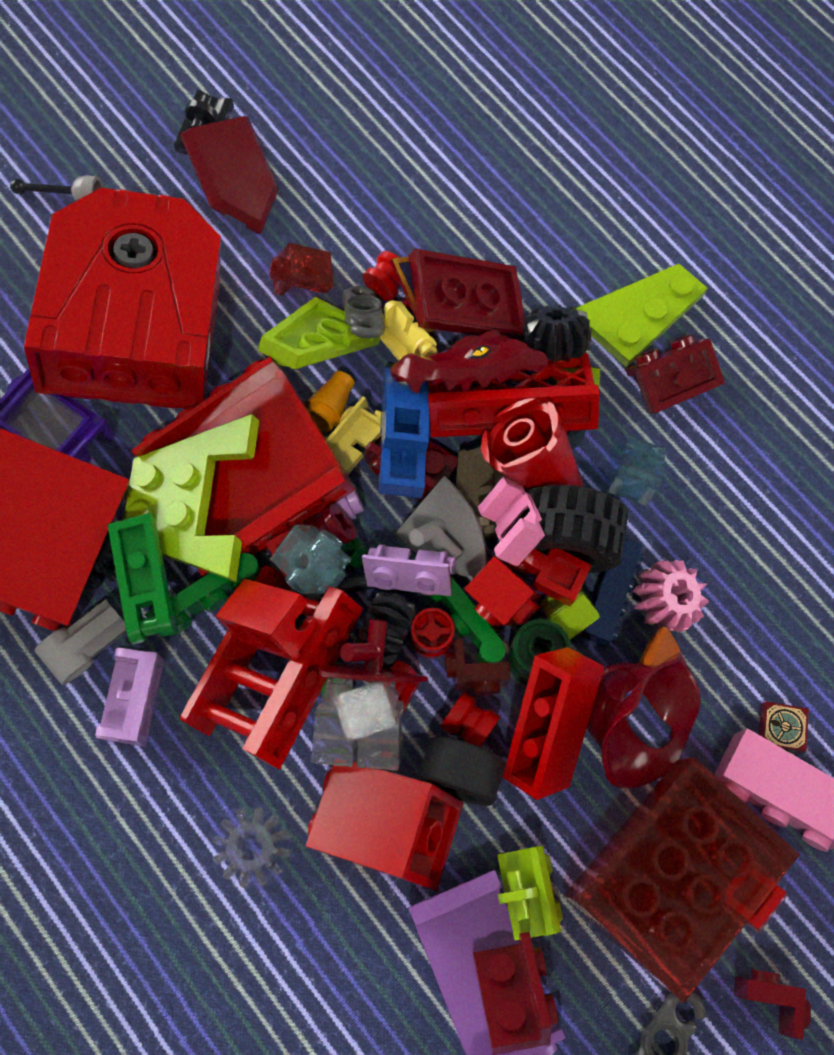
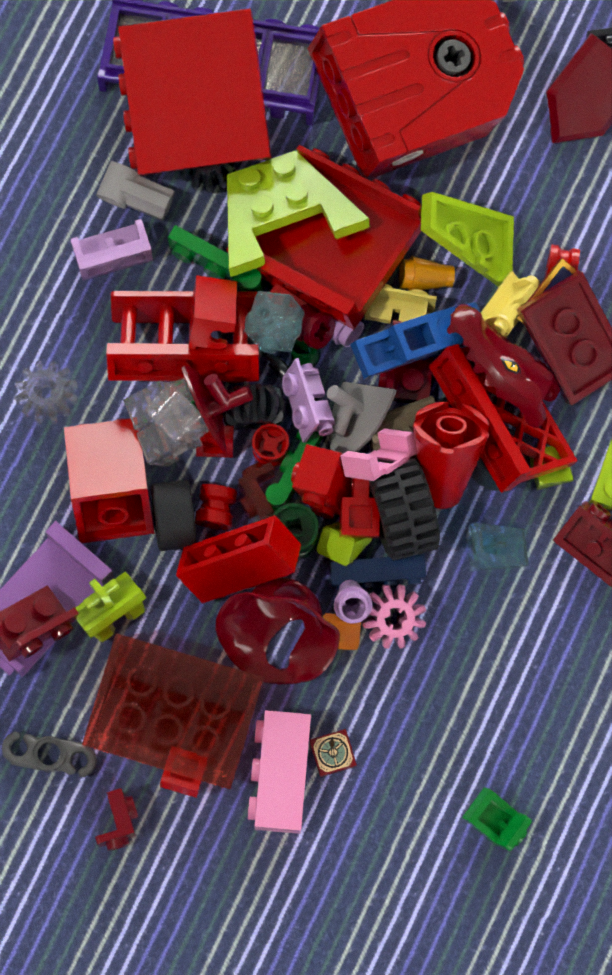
camera: 65 degrees right, 5 degrees up
(141, 577) = (199, 207): green plate -> none
(301, 268) = (532, 193): clear red bracket -> none
(363, 312) = (508, 270): dark grey piece -> none
(558, 332) = (578, 426): black gear -> none
(647, 626) = (352, 602): none -> lavender cone

